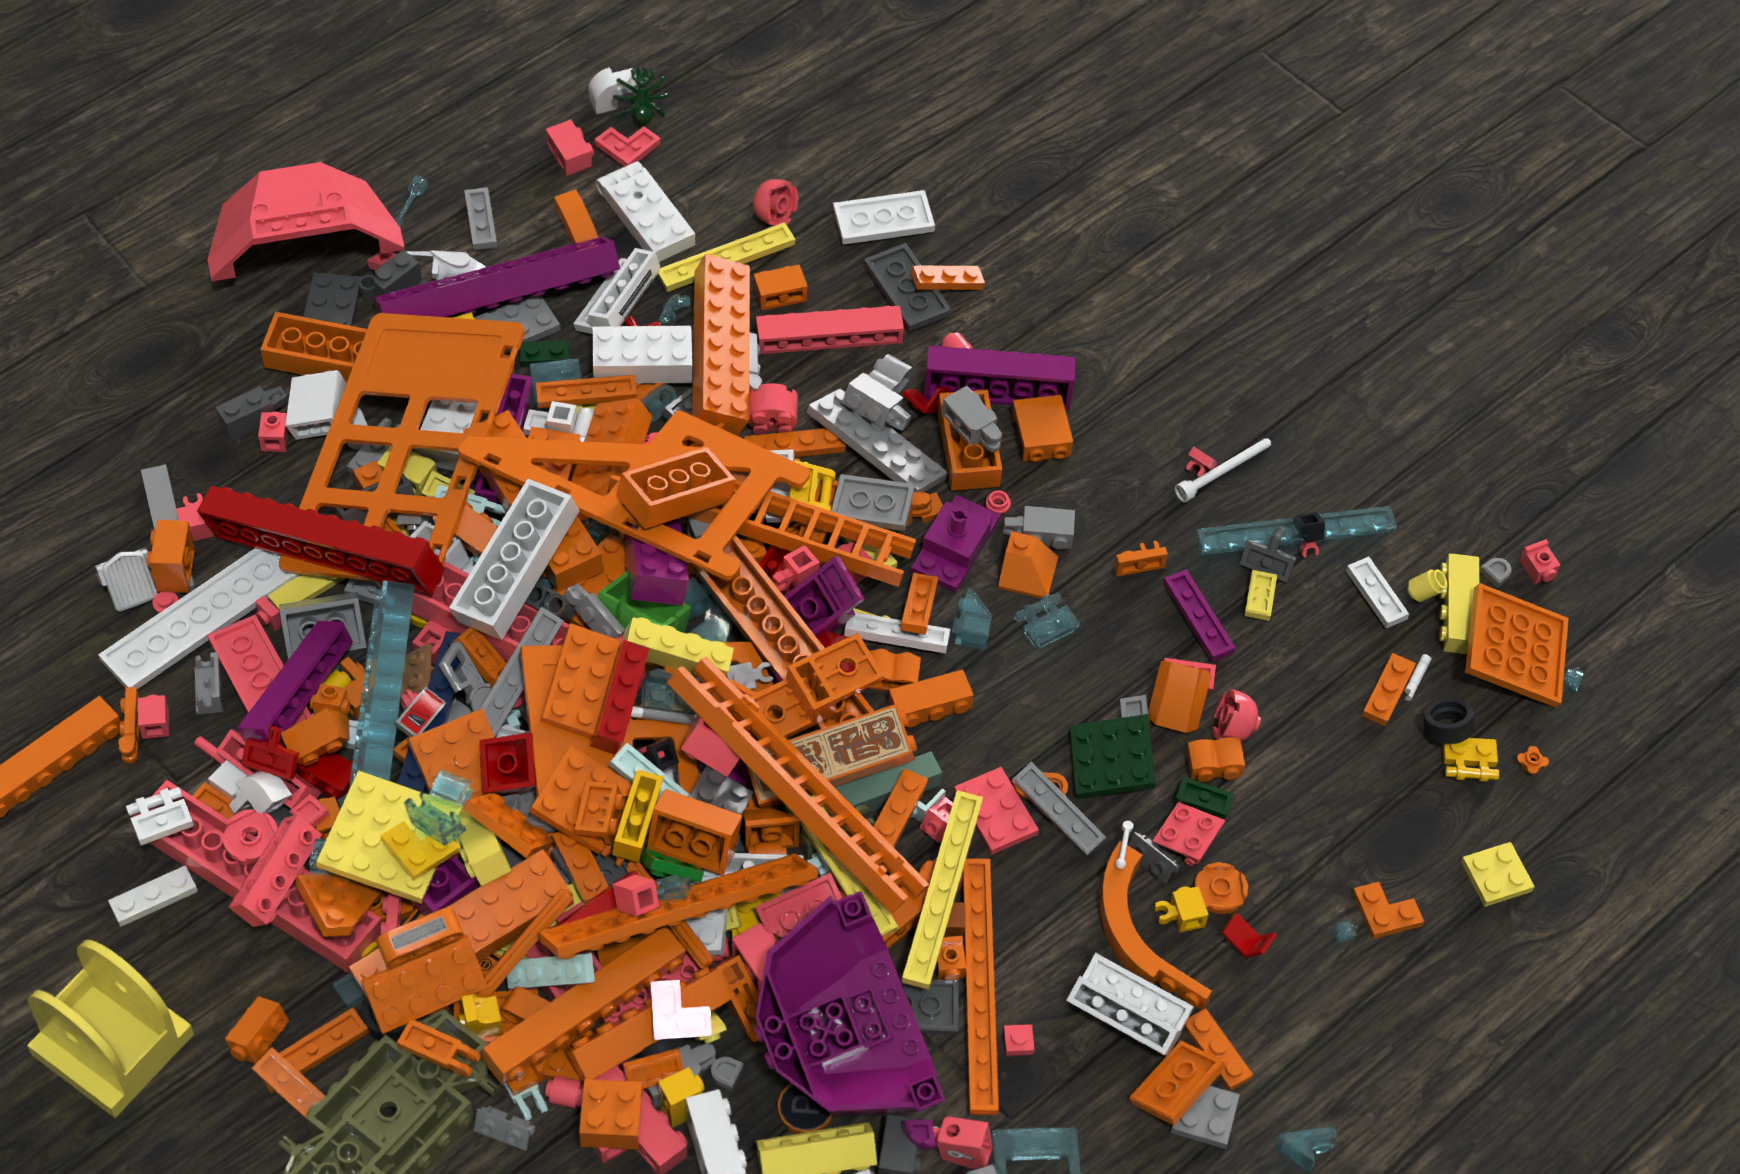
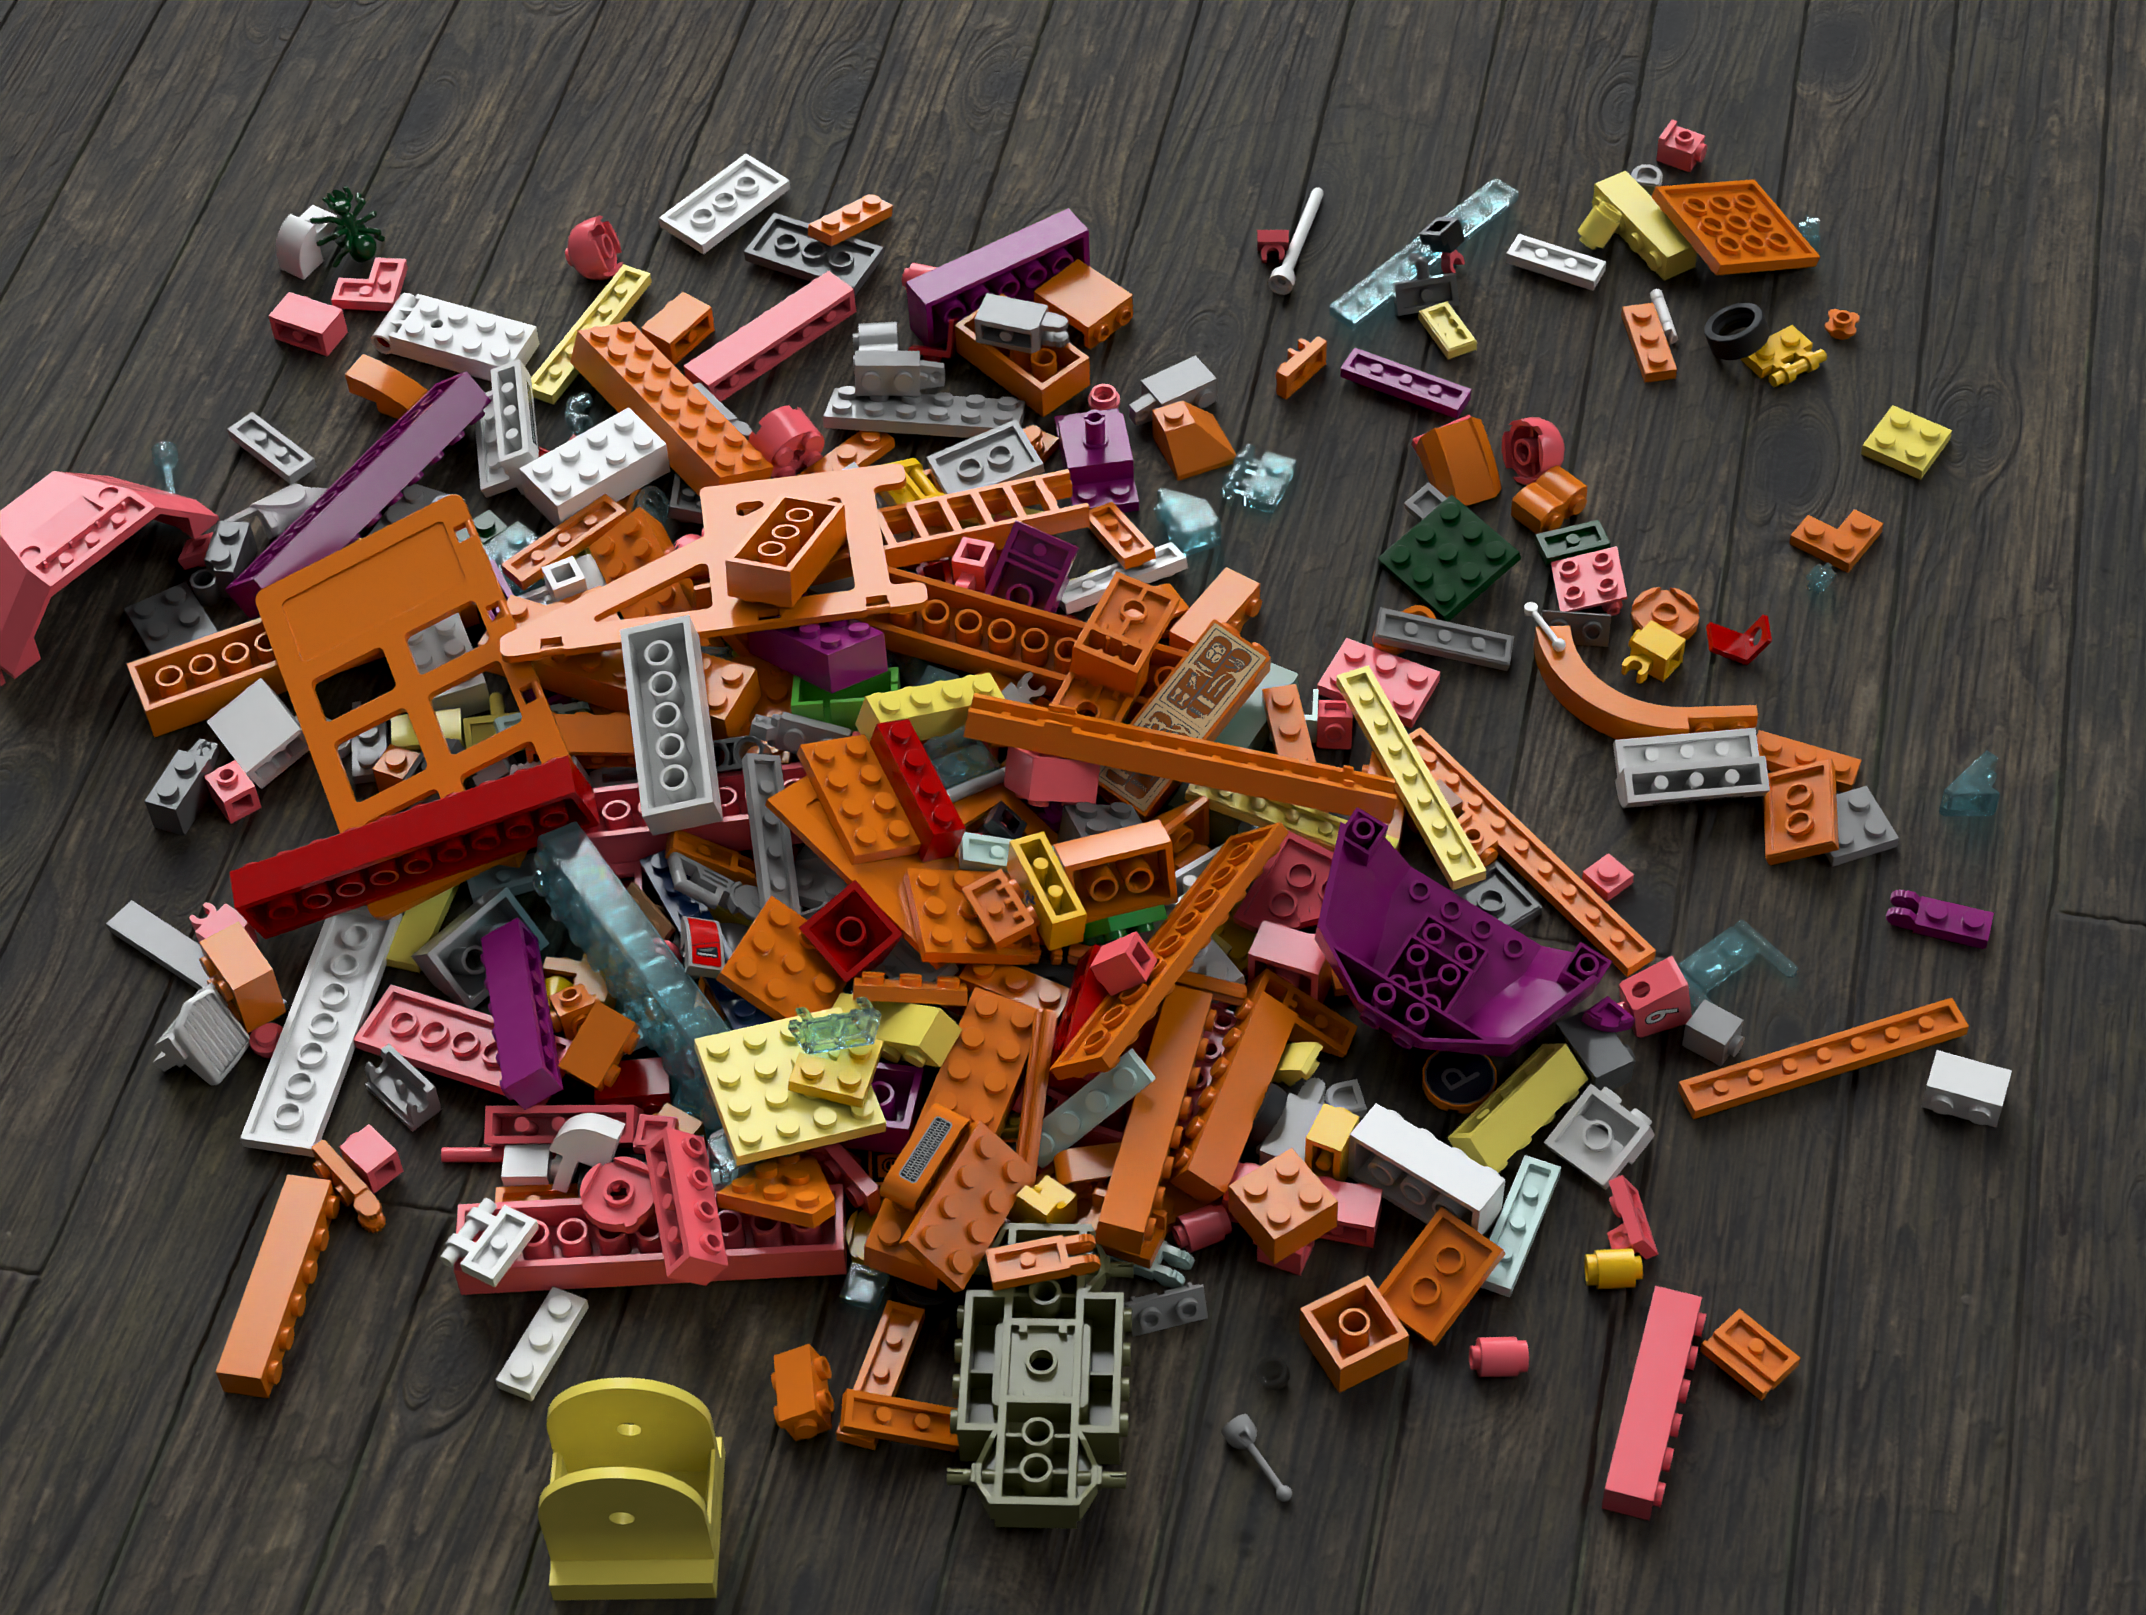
camera: 30 degrees left, 5 degrees down
(268, 613) = (405, 973): coral plate -> none
(270, 756) = (569, 1095): red plate -> none
(450, 789) = (818, 989): clear light blue brick -> none
(653, 1068) = (1284, 1131): orange plate -> none
(670, 1019) = (1259, 1068): plate -> none
(673, 888) = (1153, 933): clear light blue plate -> none

